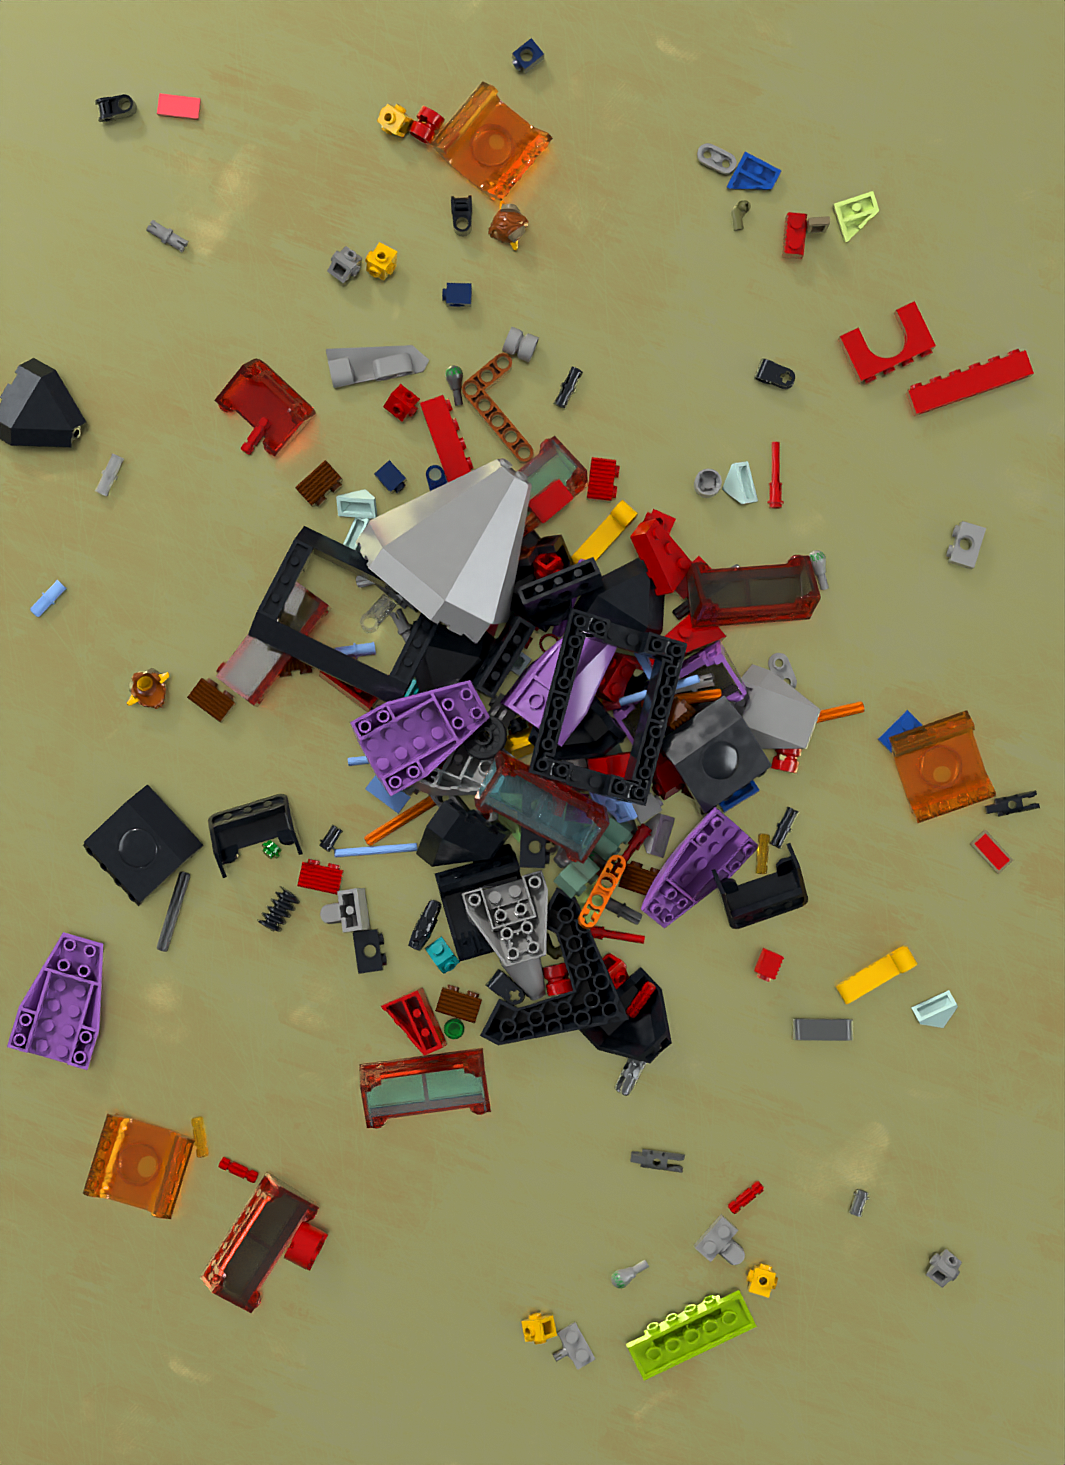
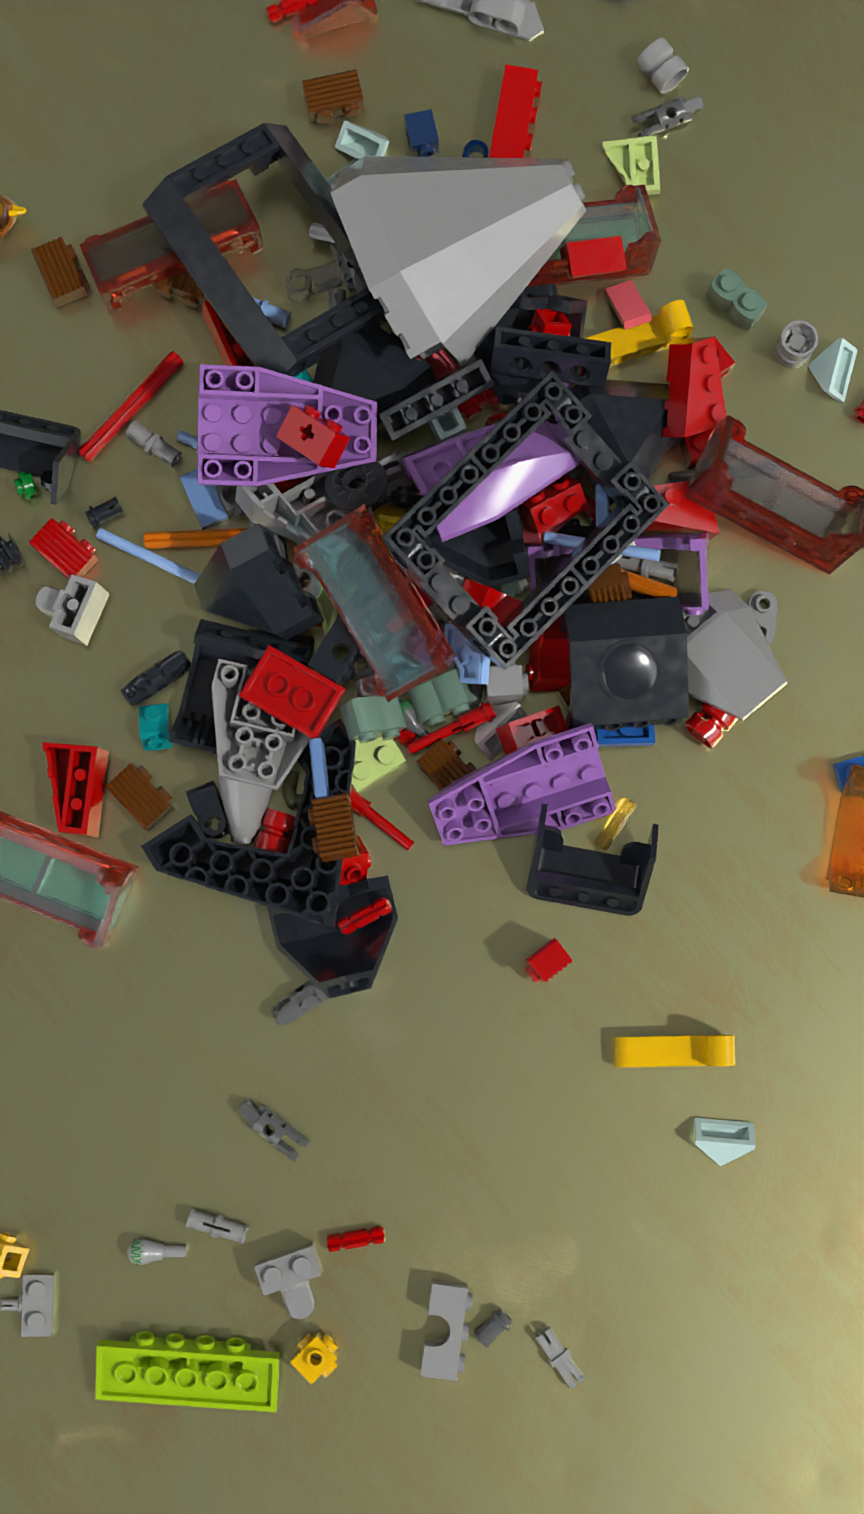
camera: 25 degrees right, 5 degrees down
(307, 760) = (130, 406): none -> red axle
(336, 777) = (153, 444): none -> light grey pin
(365, 963) = (69, 653): black brick -> none
(402, 403) = (484, 55): red brick -> none
(445, 726) = (313, 436): none -> red brick
(454, 378) = (562, 64): dark grey piece -> none
(454, 1028) = (117, 823): green plate -> none
(494, 410) = (586, 125): dark orange beam -> none
(520, 890) = (292, 692): none -> red tile
(539, 418) = (636, 161): none -> yellowish green wing
(546, 365) = (678, 110): none -> dark grey hinge
(564, 928) = (319, 768): none -> medium blue tile
(568, 387) = (690, 147): black pin -> none
(586, 517) = (628, 304): none -> coral tile
(594, 958) = (334, 827): none -> reddish brown brick
(599, 890) = (390, 751): orange beam -> none
(602, 480) = (670, 273): red brick -> none
(623, 911) = (404, 795): dark grey axle -> none
(660, 476) = (731, 296): none -> sand green brick
(672, 1234) = (198, 1220): none -> light grey pin
(679, 826) = (531, 728): none -> red brick
(784, 828) = (659, 806): black pin -> none
(823, 1029) = (569, 1082): dark grey beam -> none
(824, 1202) = (443, 1357): none -> light grey arch
(841, 711) = (805, 705): orange axle -> none
(908, 1197) = (559, 1357): none -> light grey pin
(944, 1268) = (554, 1475): light grey brick -> none

